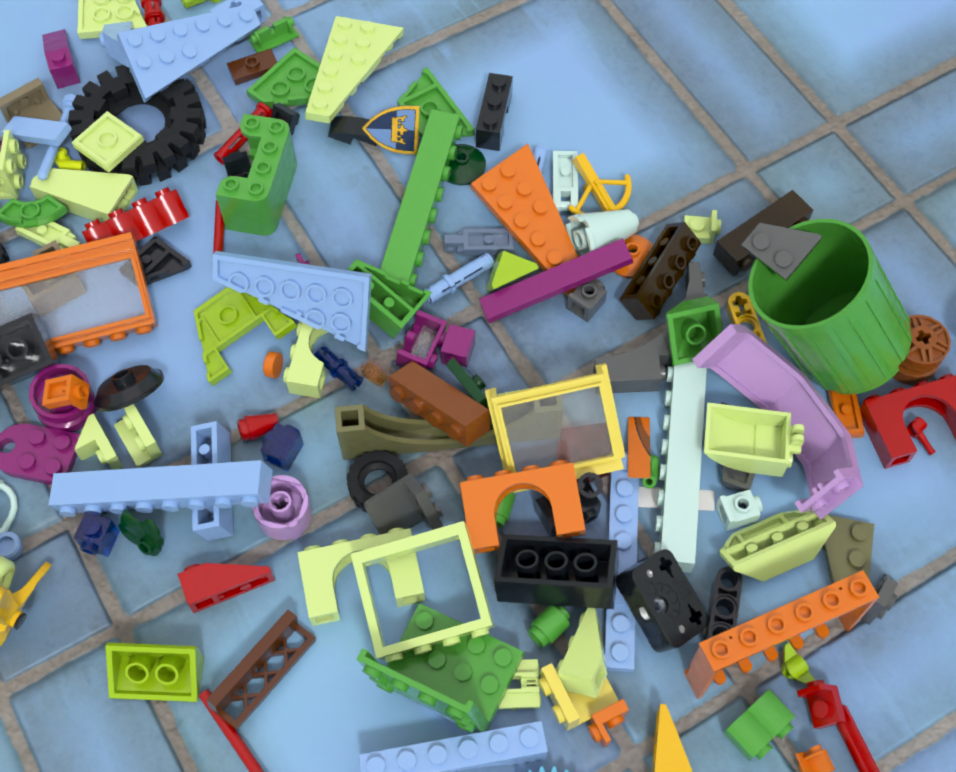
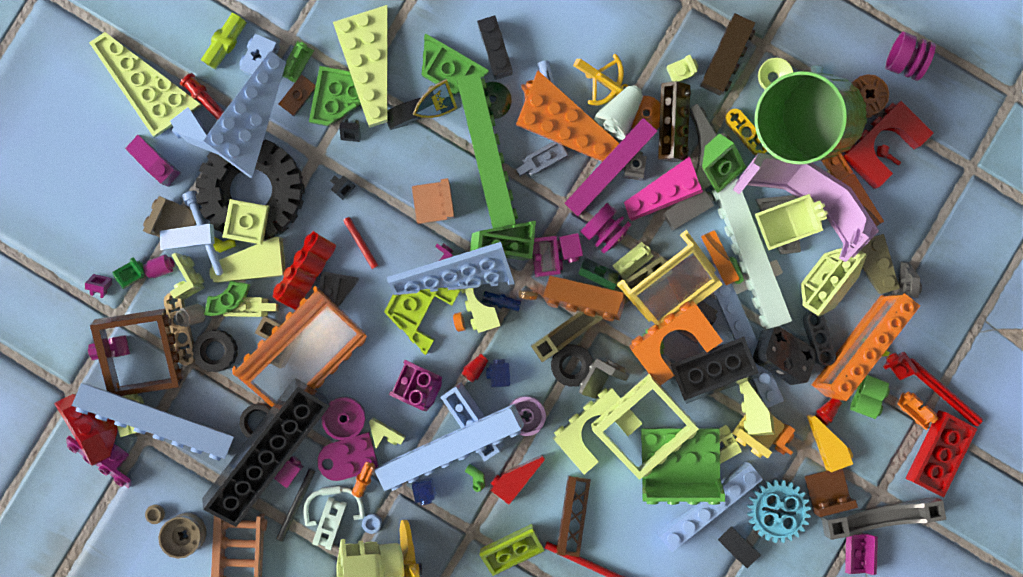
camera: 30 degrees left, 25 degrees up
(34, 482) = (363, 479): none -> orange axle
(65, 391) = (350, 421): orange bracket -> none
(127, 387) = (382, 391): black piece -> none
(137, 437) = (405, 416): yellowish green bracket -> none
(143, 534) = (457, 477): dark green plate -> none
(174, 410) = (417, 386): none -> magenta slope
(175, 558) = (478, 478): none -> bright green arm
(258, 201) = (381, 212): bright green windscreen -> none
(261, 110) = (329, 147): red pin -> none
(329, 227) = (433, 202): none -> nougat bracket
(450, 282) = (545, 187): light blue pin -> none
(508, 268) = (573, 173): lime slope -> none
(512, 340) = (606, 228): none -> magenta wheel
(549, 625) = (723, 402): bright green brick -> none
(565, 179) = (572, 79): light aqua plate -> none
(599, 485) = (705, 300): black bush -> none
(617, 336) = (667, 190): none -> dark pink wing
(691, 715) = (828, 411): none -> red cone
(733, 516) = (793, 270): light aqua brick -> none
(780, 247) = (770, 103): dark grey wing -> none
(866, 496) = (861, 194): none -> orange sticker

